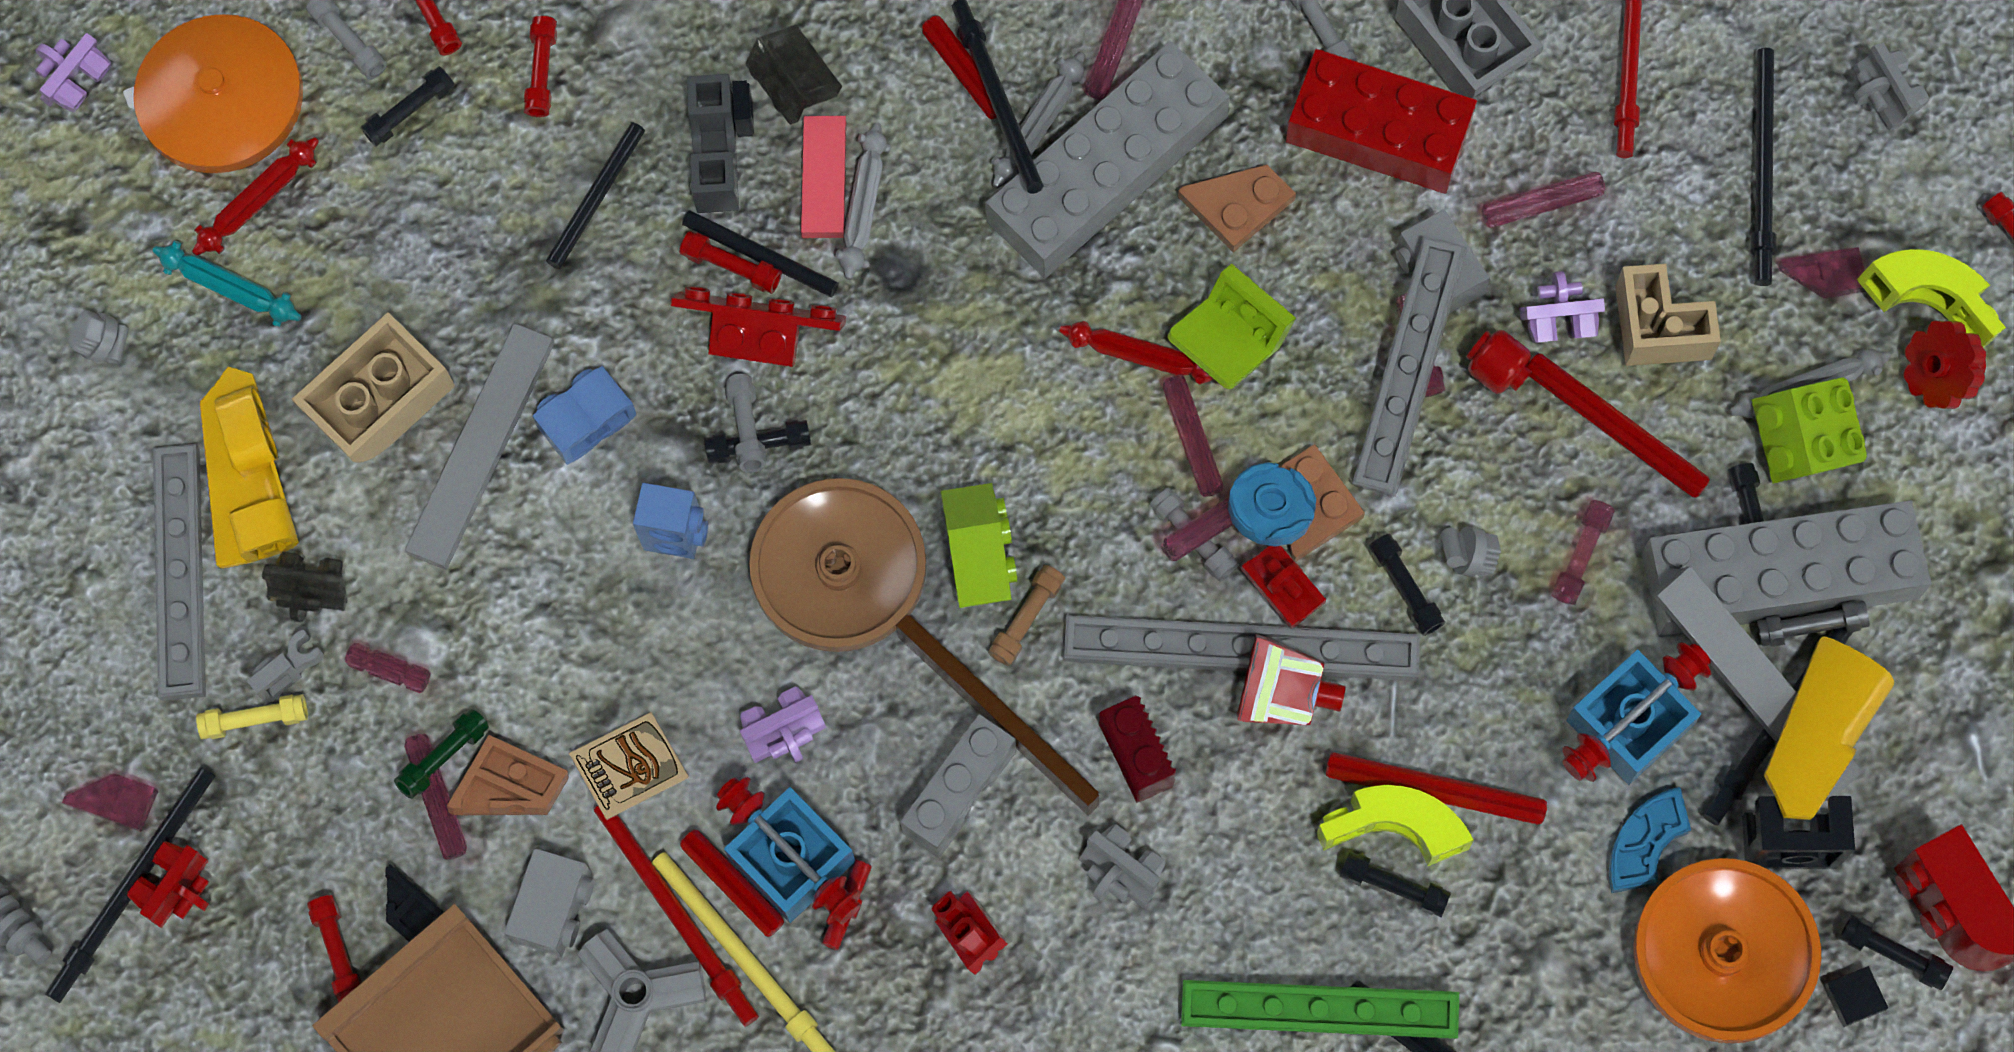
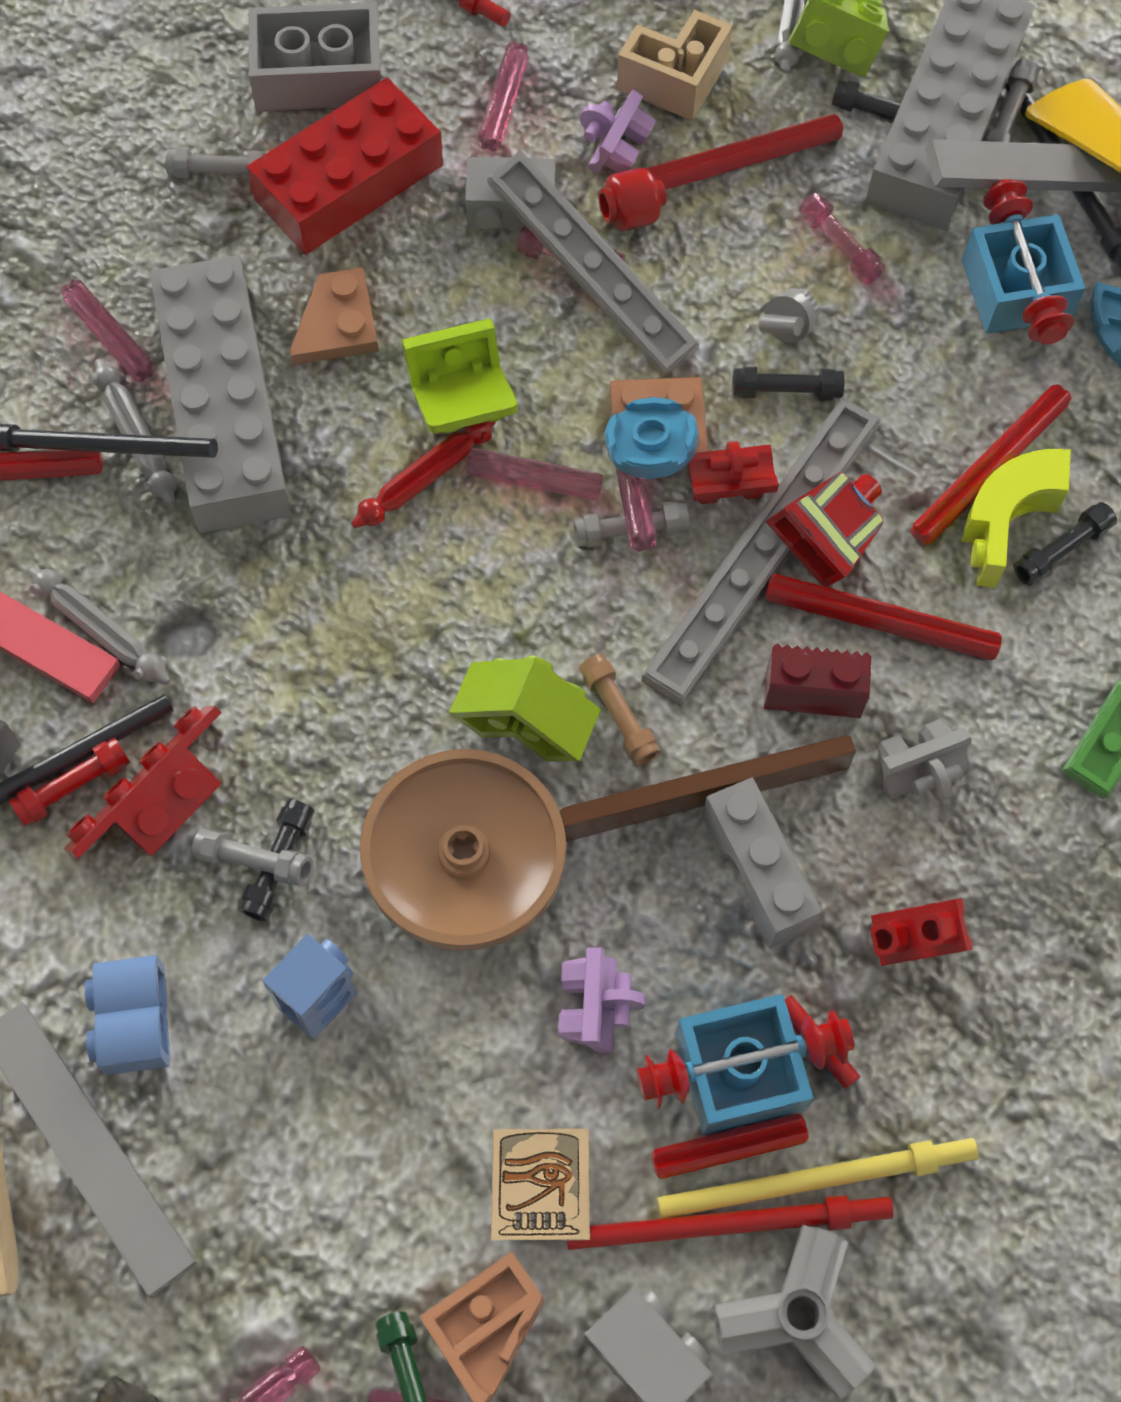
camera: 65 degrees left, 5 degrees down
(1235, 774) = (884, 617): none -> red axle

